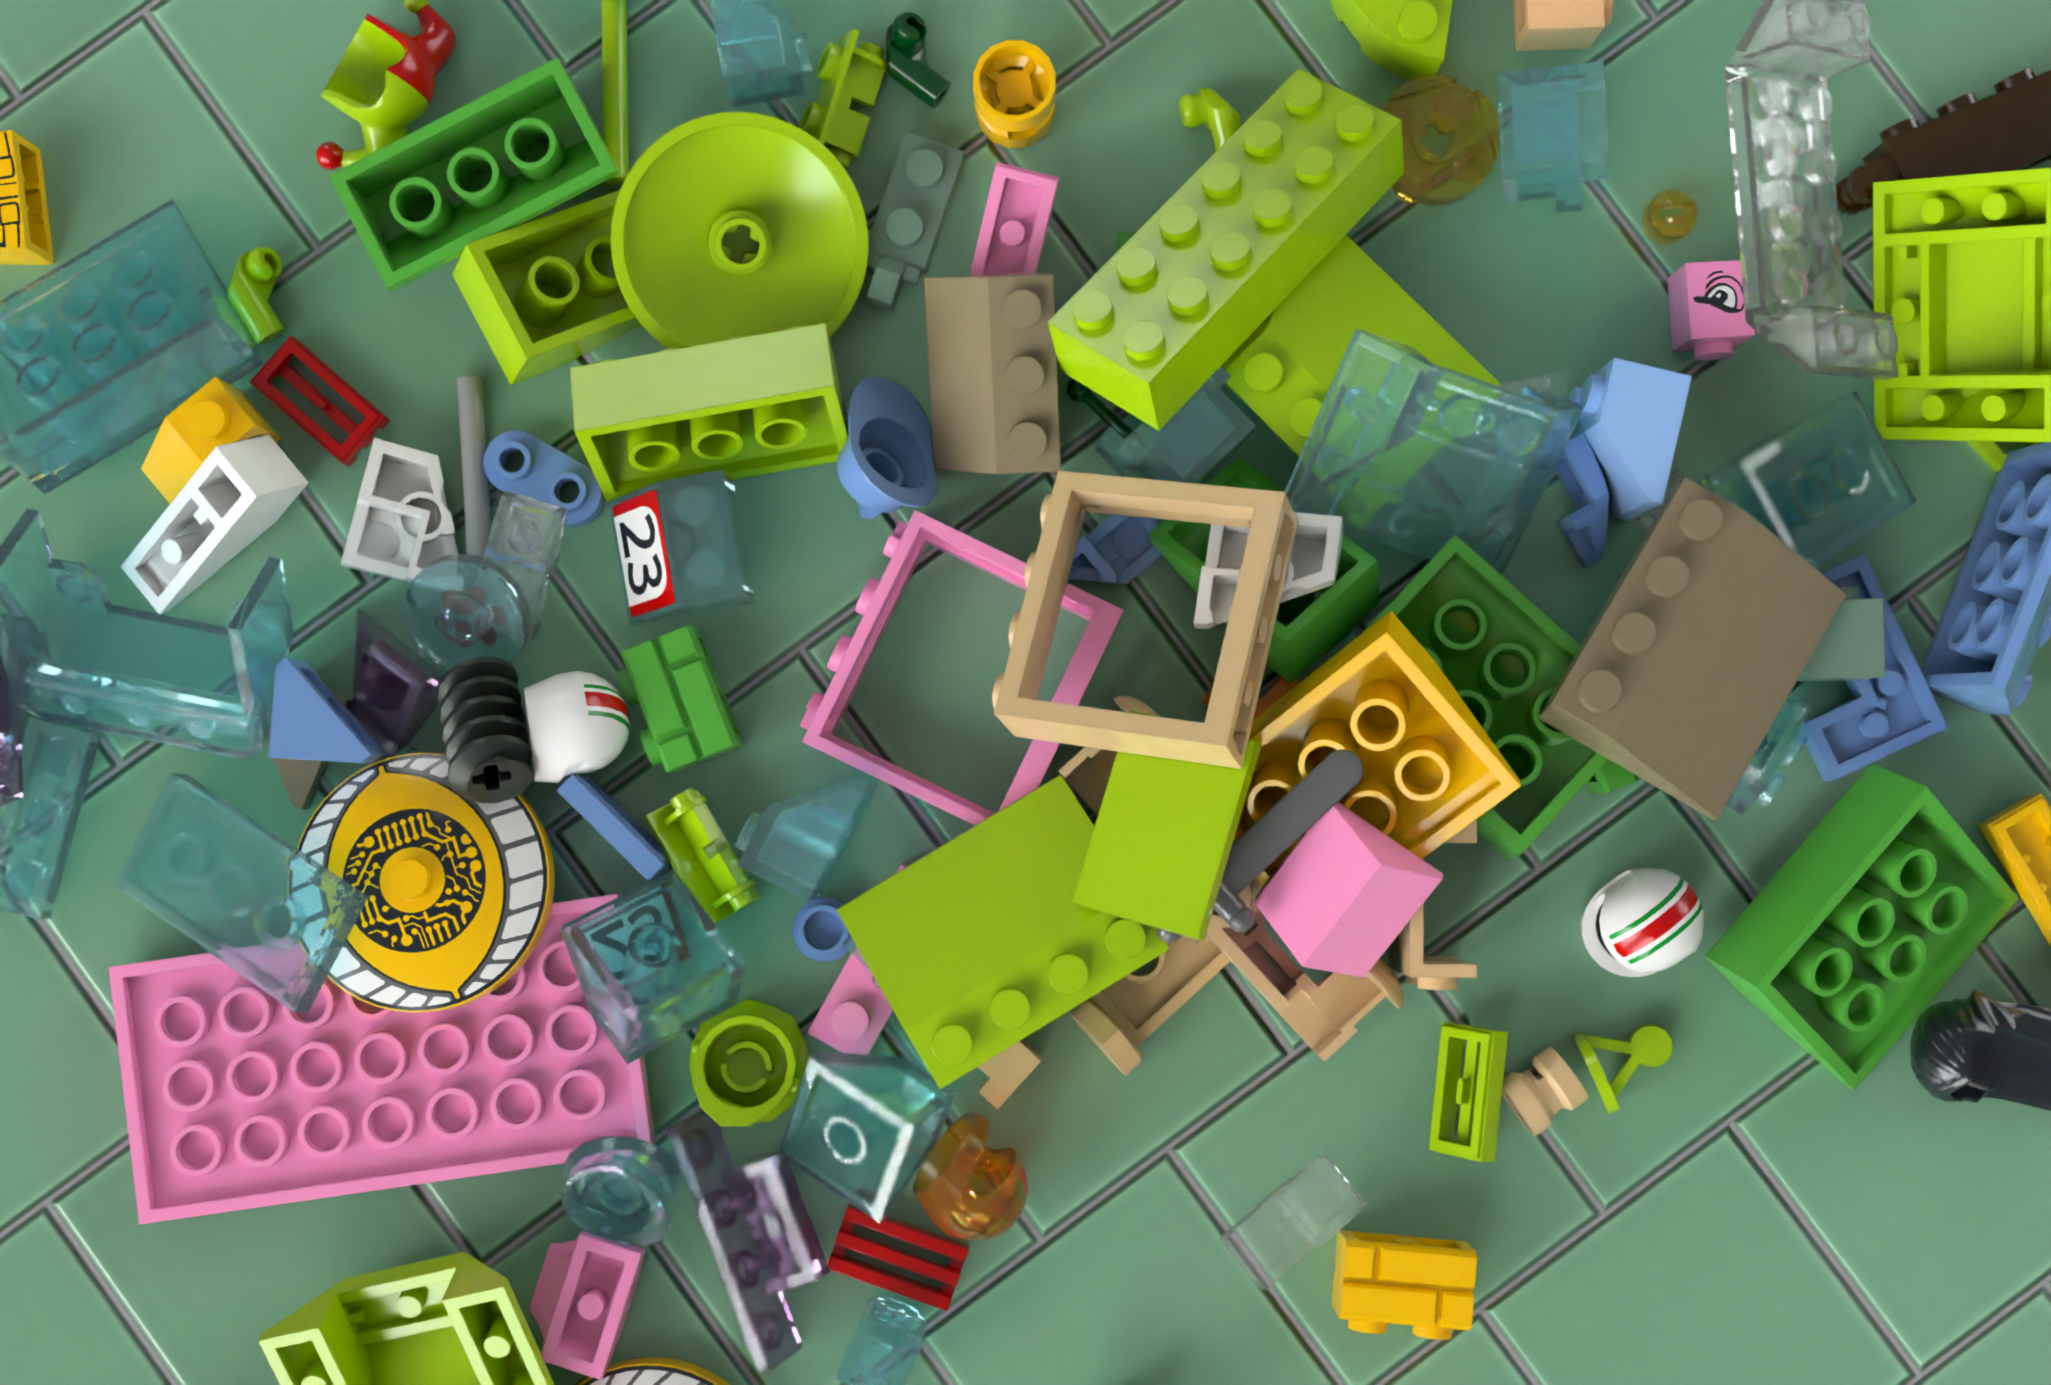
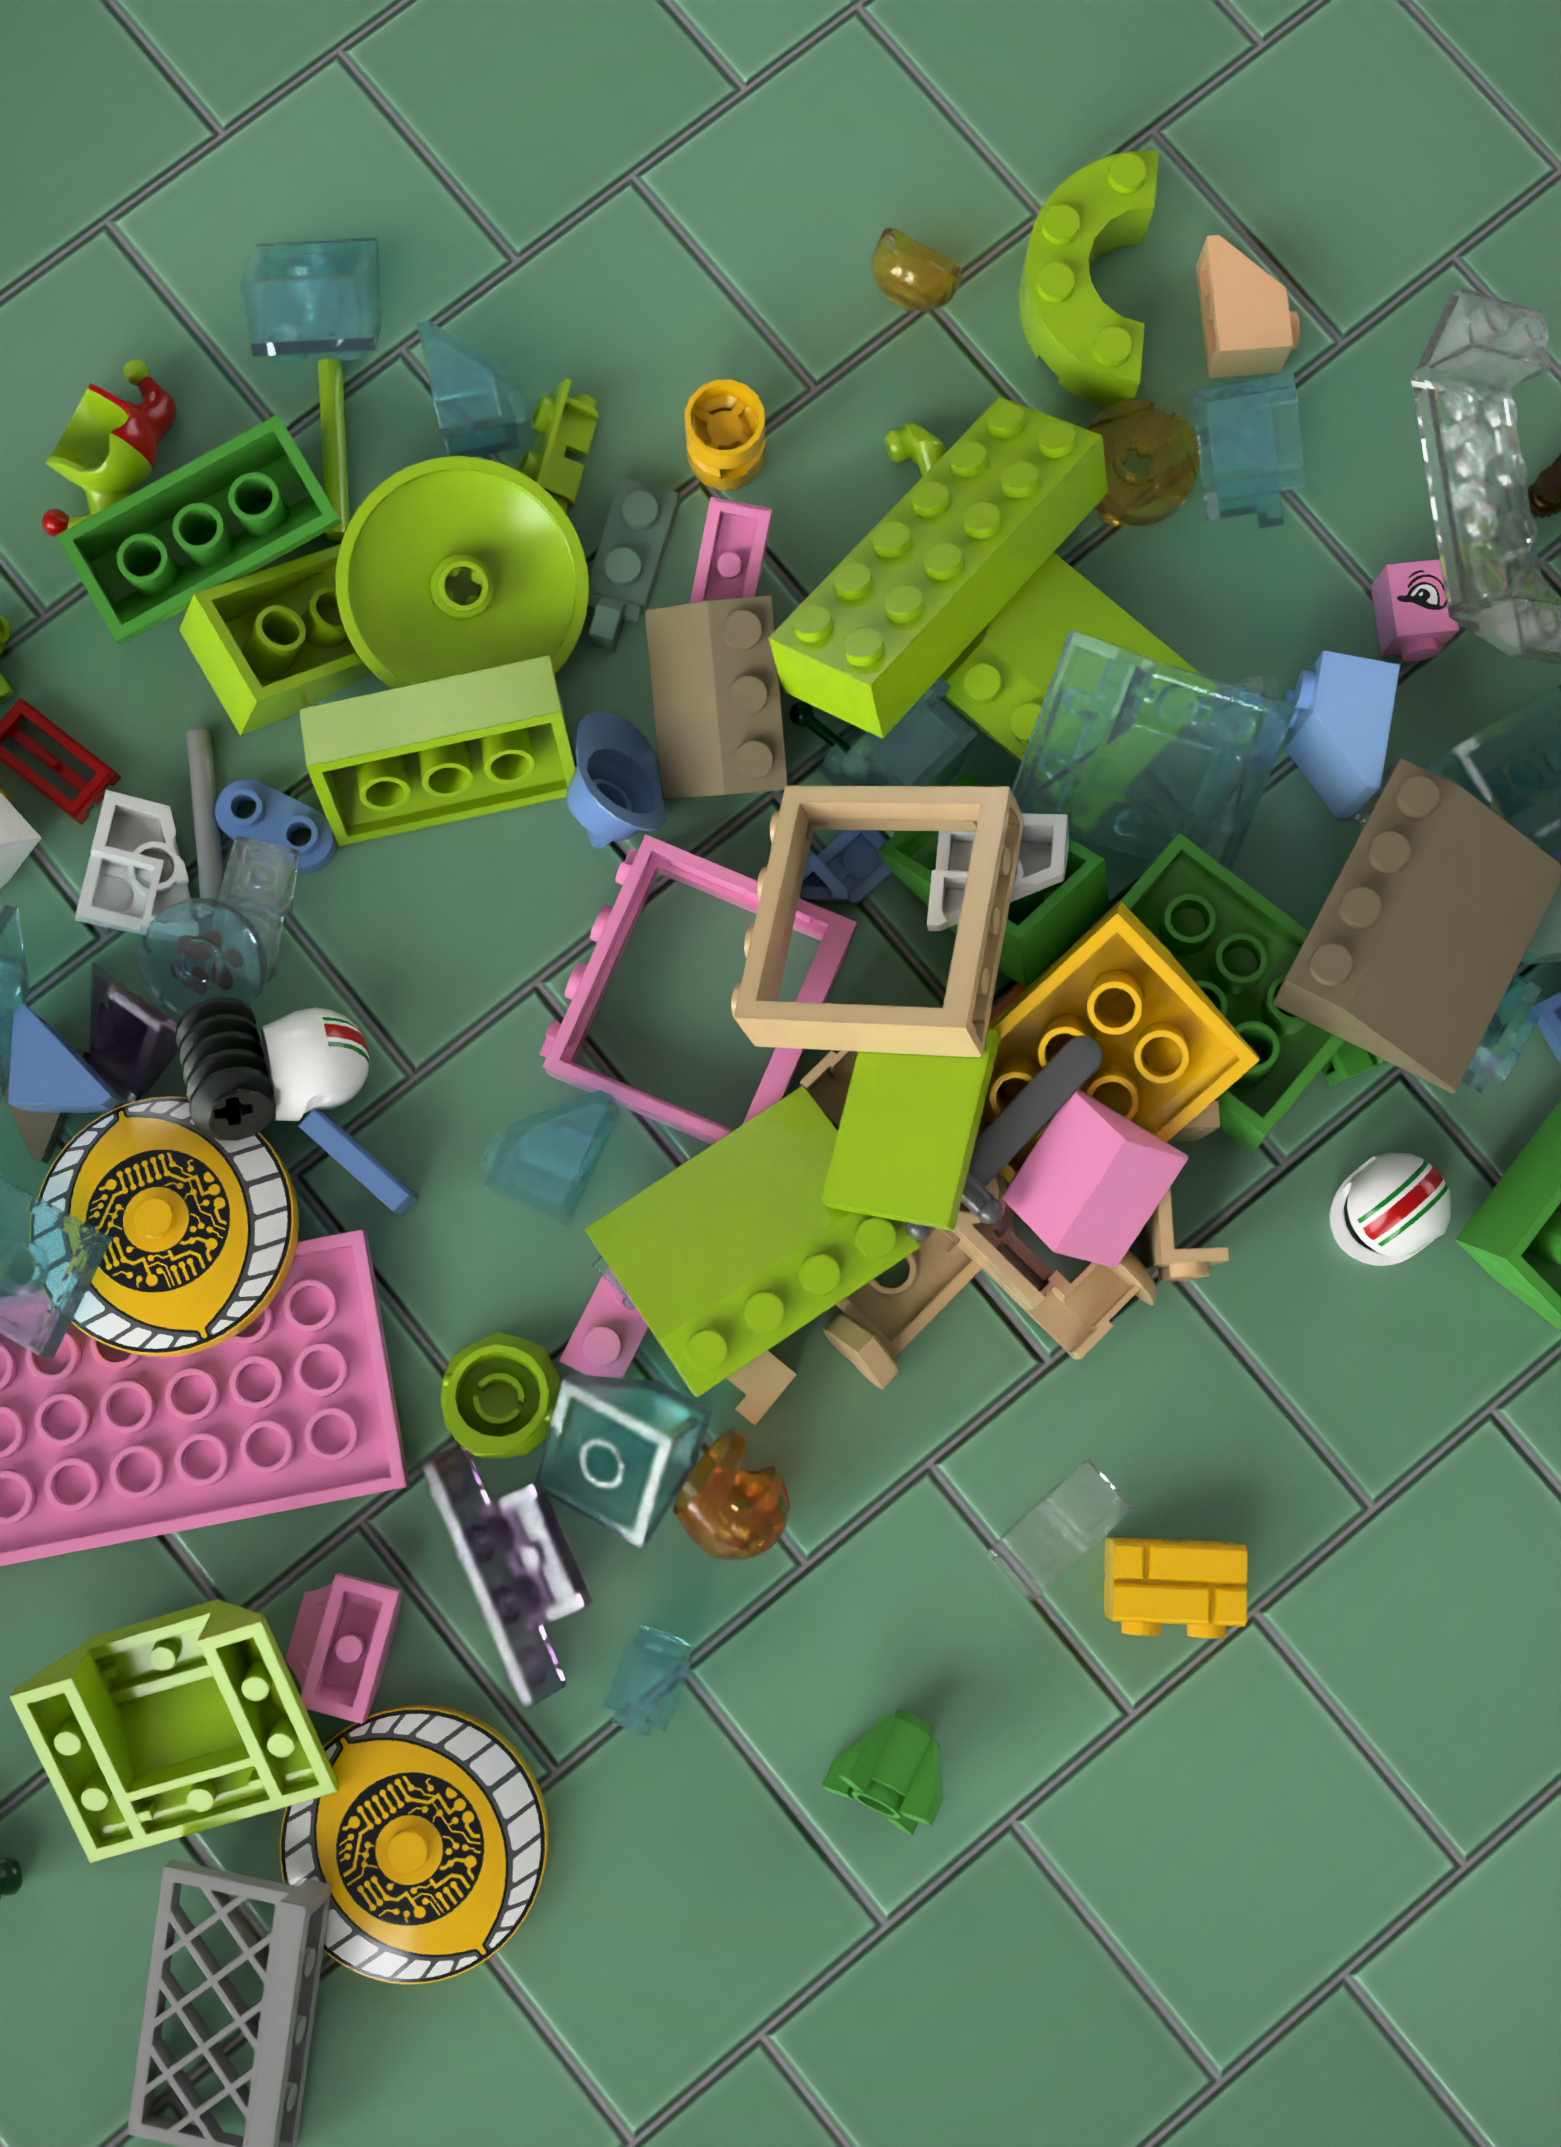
camera: 10 degrees left, 5 degrees down
(620, 1189) = (375, 1526): clear light blue piece -> none
(652, 965) = (401, 1296): clear light blue slope -> none
(679, 699) = (419, 1035): bright green brick -> none
(681, 548) = (414, 886): clear light blue slope -> none
(702, 855) = (446, 1189): lime hinge -> none
(820, 930) = (568, 1258): medium blue plate -> none
(891, 1281) = (655, 1612): red tile -> none
(908, 60) = (619, 410): dark green arm -> none
(1476, 1092) = (1236, 1386): lime tile -> none
(1543, 1091) = (1302, 1382): tan wheel -> none
(1587, 488) = (1307, 789): medium blue slope -> none
(1647, 1045) = (1403, 1334): lime piece -> none
(1670, 228) = (1370, 536): clear yellow hinge -> none

